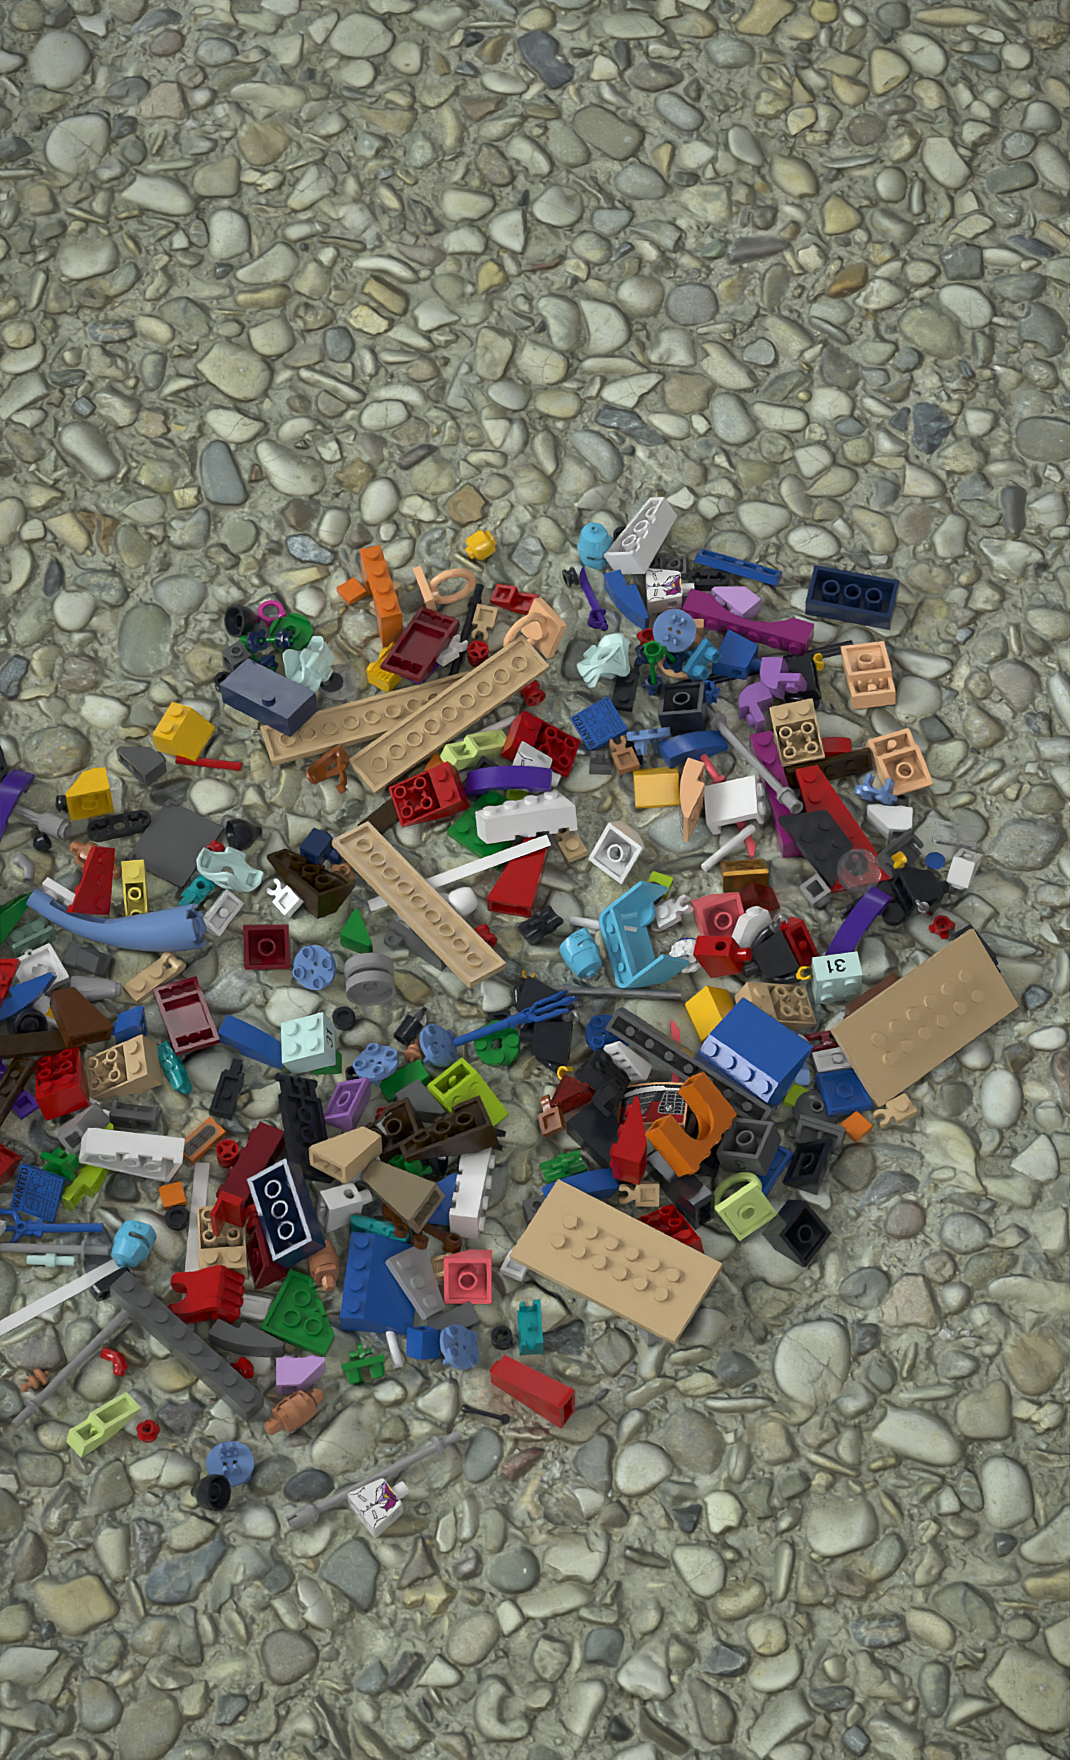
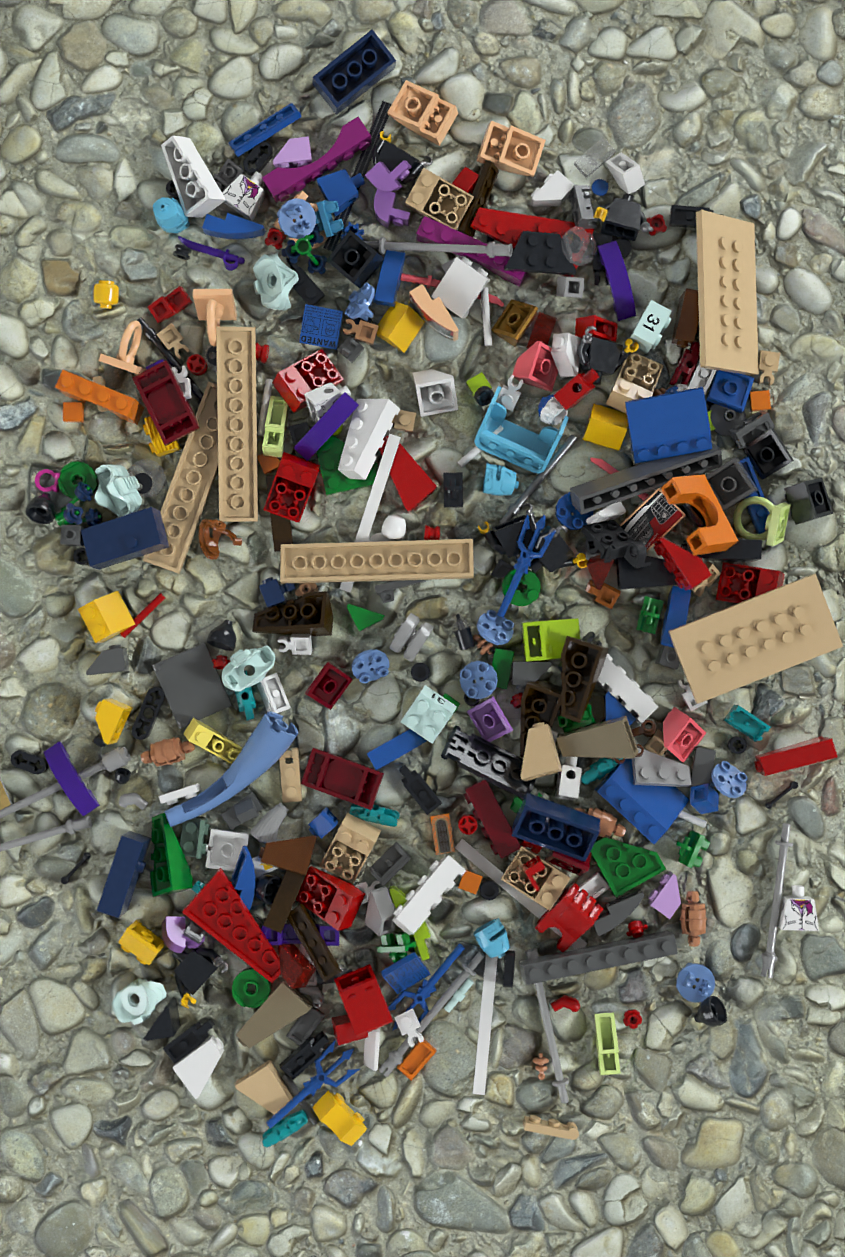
camera: 50 degrees left, 30 degrees up
(95, 887) = (192, 768): red wing -> none
(870, 793) = (521, 189): medium blue plate -> none

